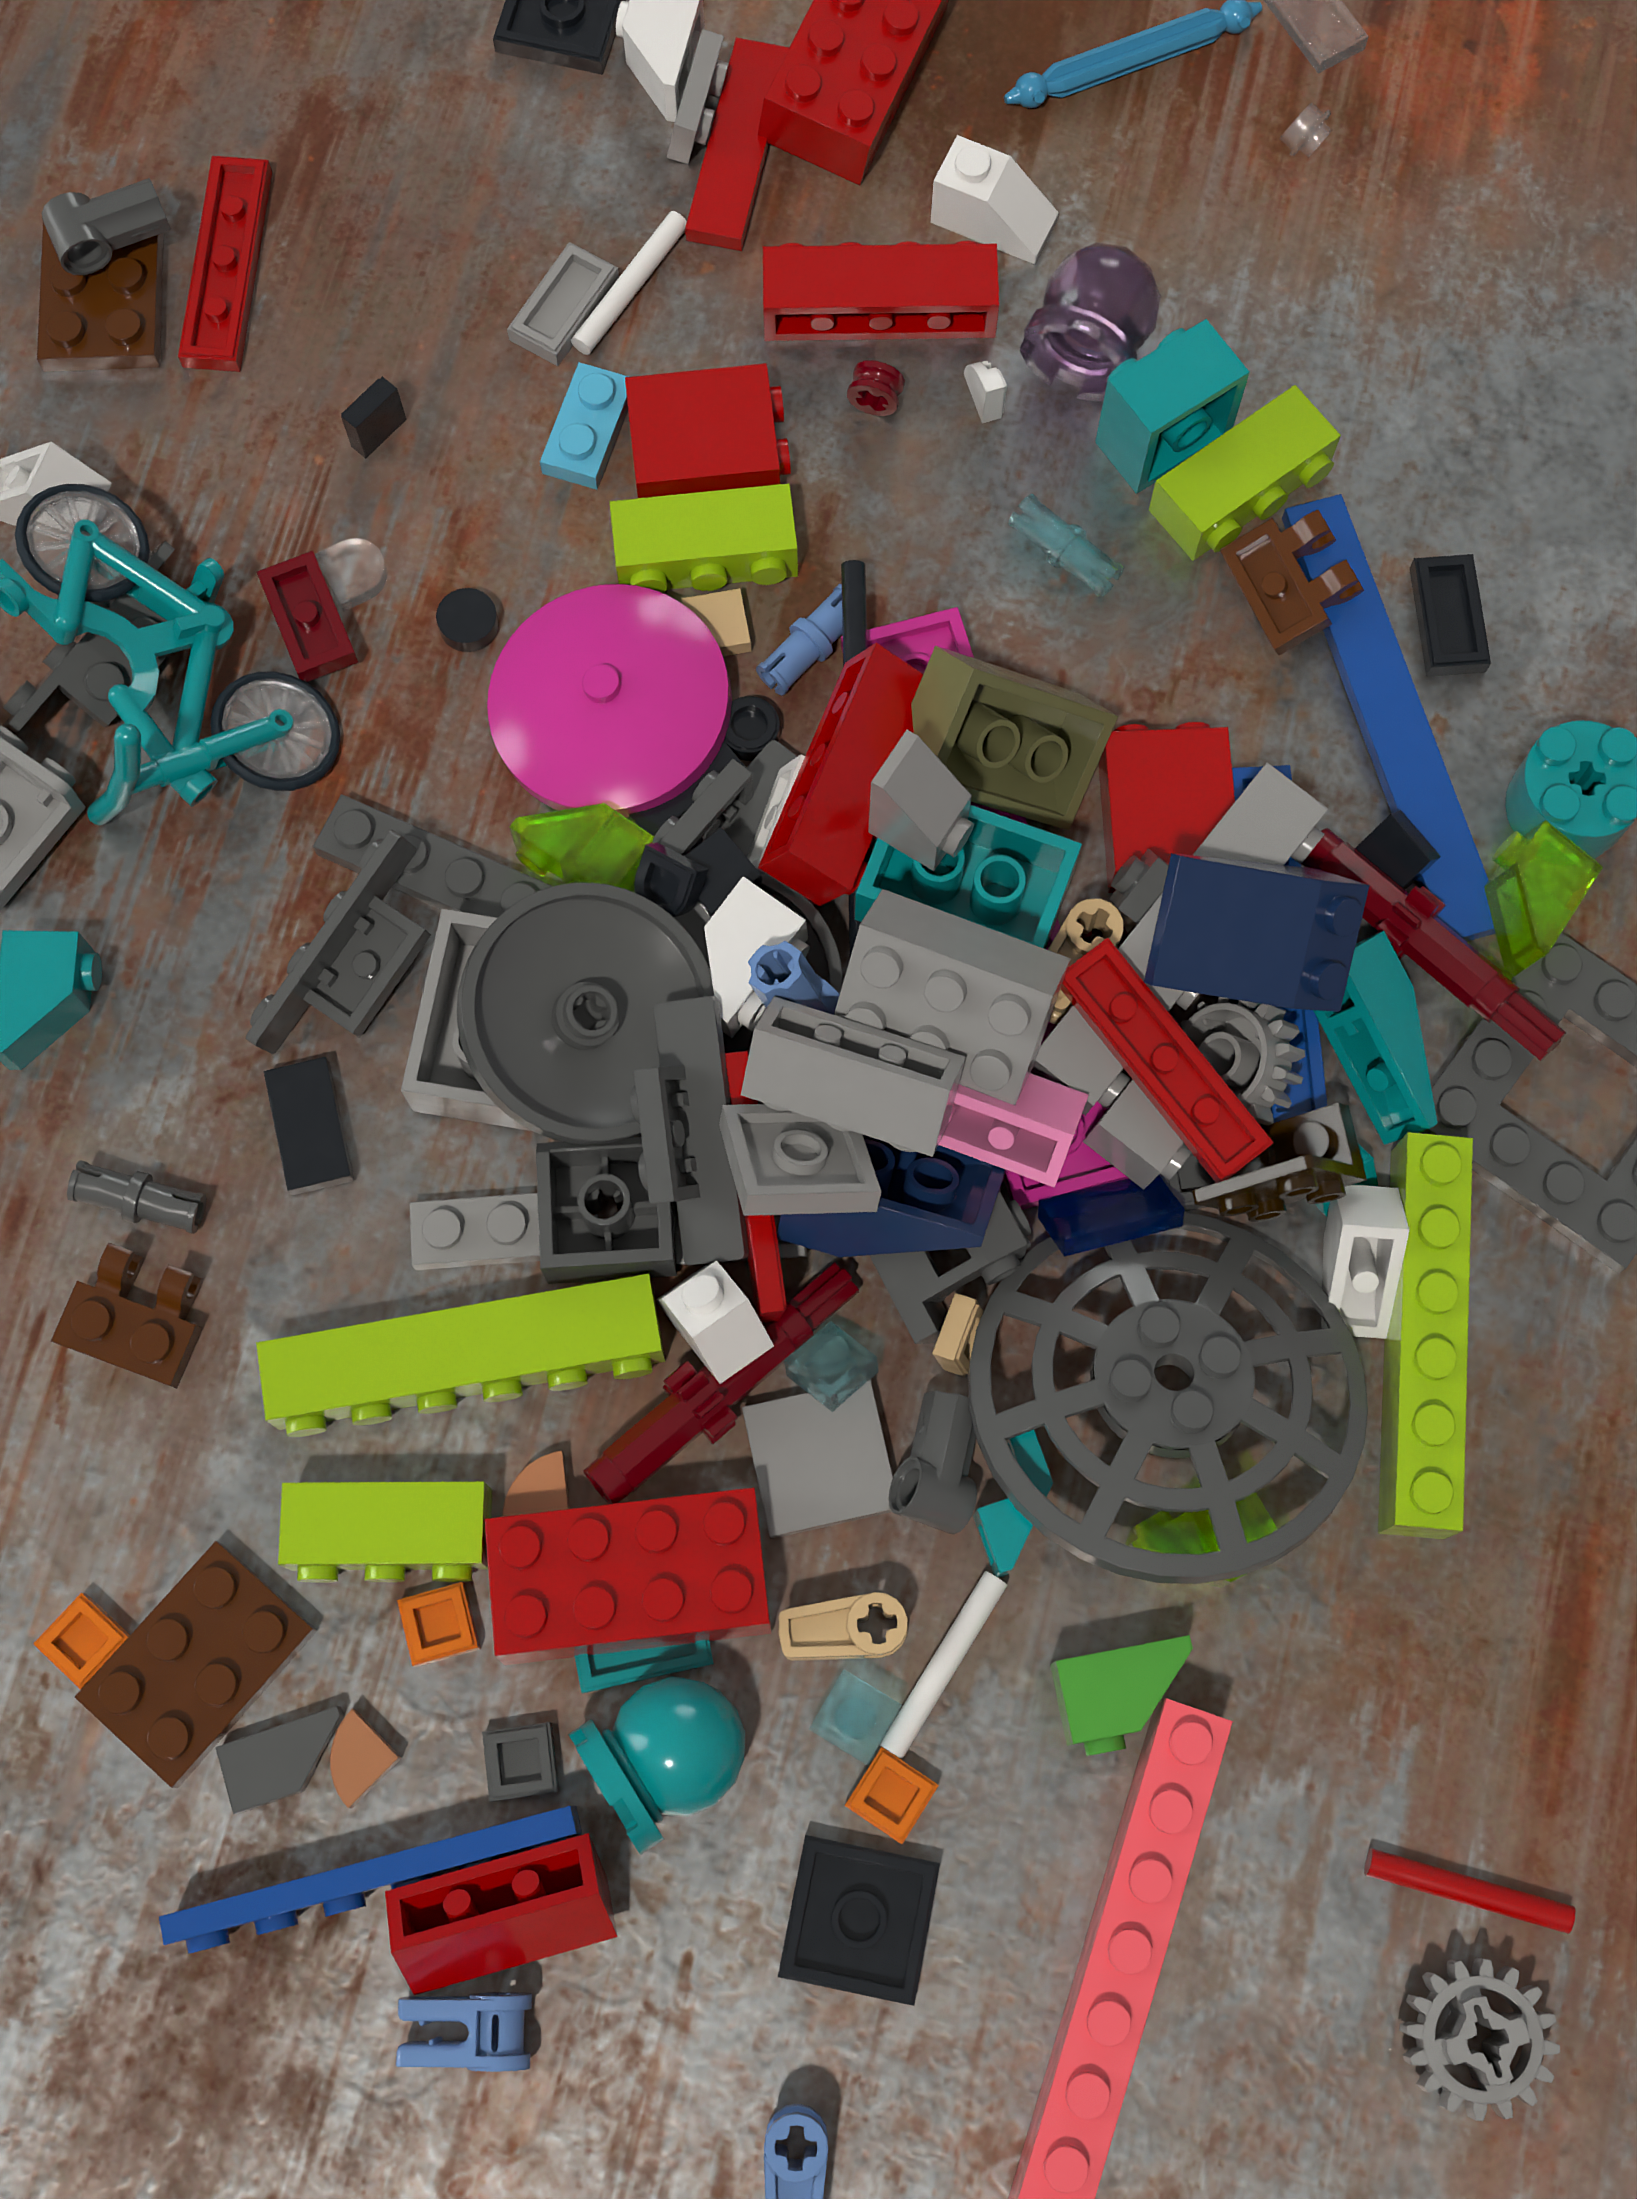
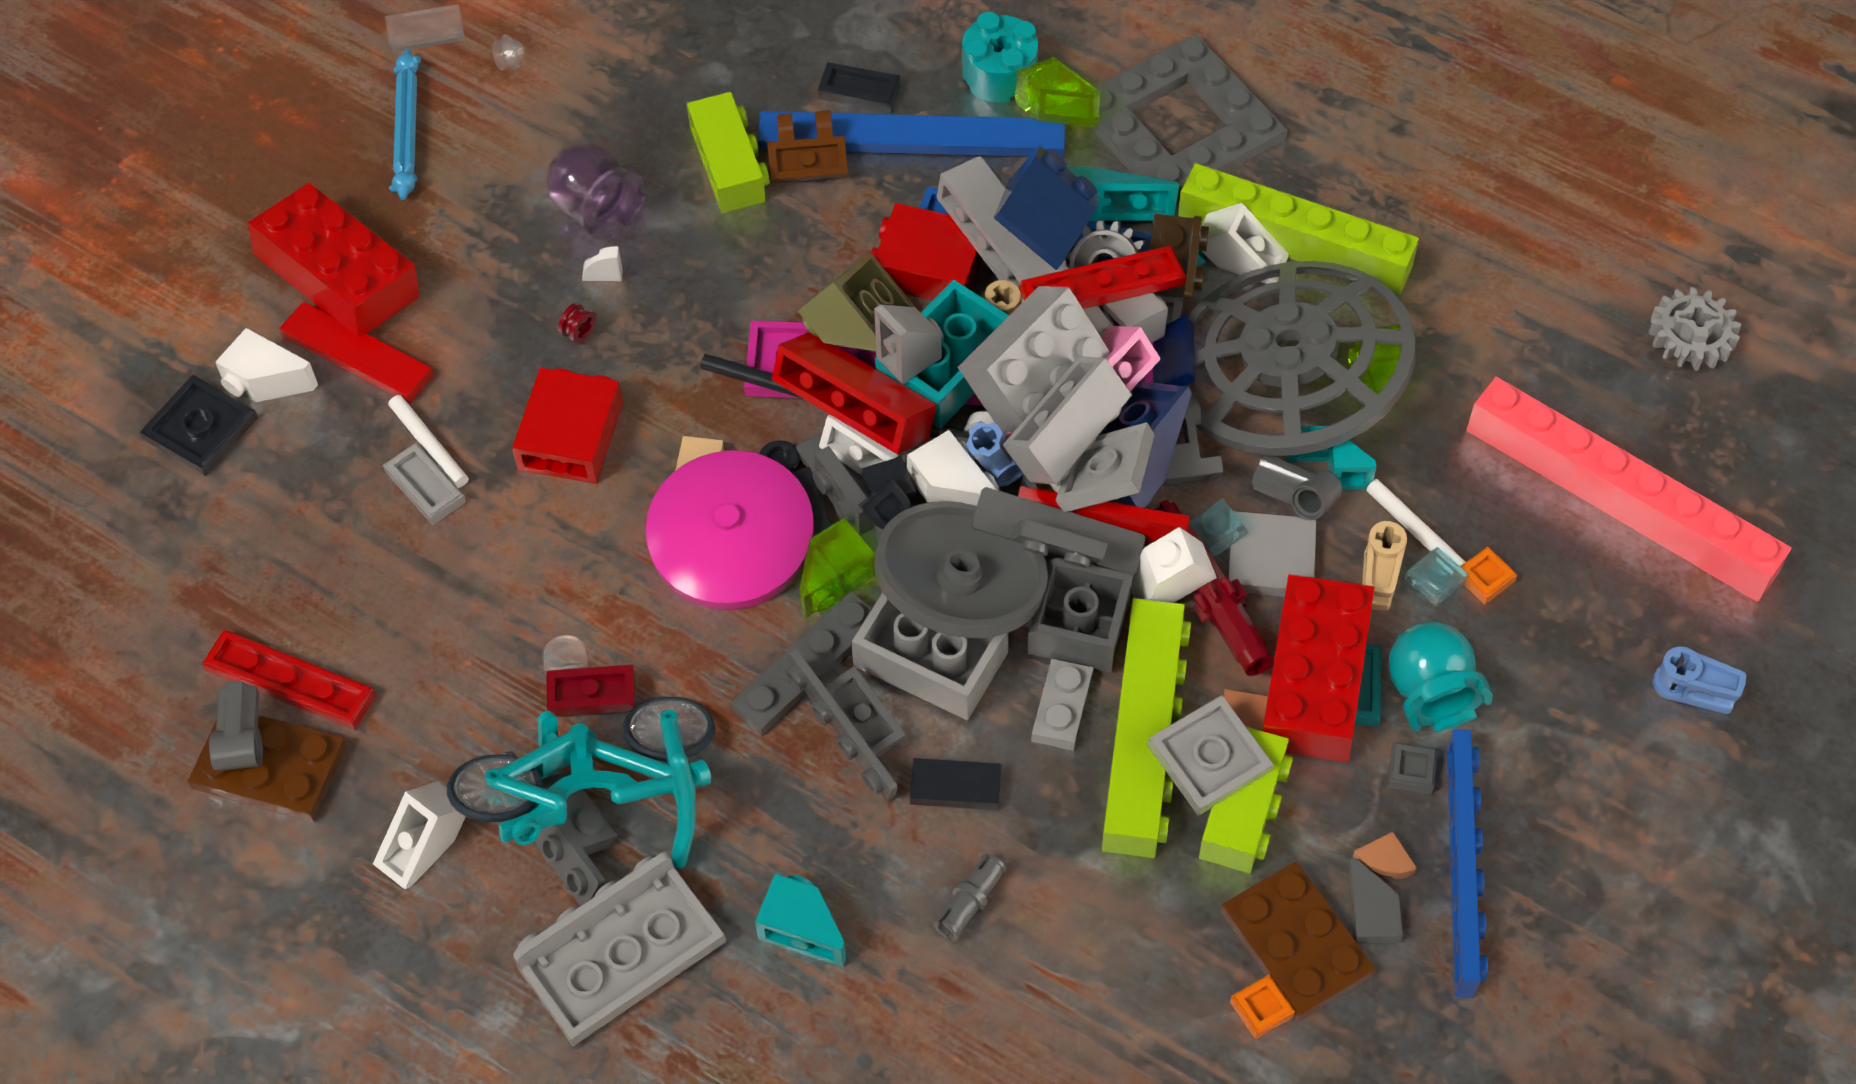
camera: 70 degrees left, 15 degrees down
(126, 1333) = (1061, 929): reddish brown plate -> none
(373, 417) = (460, 611): black tile -> none
(413, 1456) = (1209, 754): none -> light grey tile
(438, 1624) = (1312, 792): orange tile -> none
(467, 620) = (633, 599): black tile -> none
(493, 2025) = (1579, 822): medium blue piece -> none
(500, 1914) = (1507, 788): red brick -> none
(586, 427) = (522, 493): medium azure plate -> none
(704, 79) = (329, 366): light grey plate -> none
(705, 538) = (641, 444): lime brick -> none
(808, 642) = (736, 409): medium blue pin -> none
(859, 1920) = (1554, 612): black tile -> none
(880, 291) = (509, 301): red brick -> none
(958, 1334) = (1232, 460): tan tile -> none
(991, 201) = (474, 225): white slope -> none
(1066, 545) = (731, 256): clear light blue pin -> none
(1114, 1691) = (1458, 440): bright green slope -> none
(1139, 884) = (983, 267): dark grey plate -> none
(1170, 404) = (670, 168): teal brick -> none
(1398, 850) = (1003, 153): black tile -> none
(1436, 948) = (1091, 139): dark red piece -> none
(1470, 1891) = (1612, 313): red bar -> none

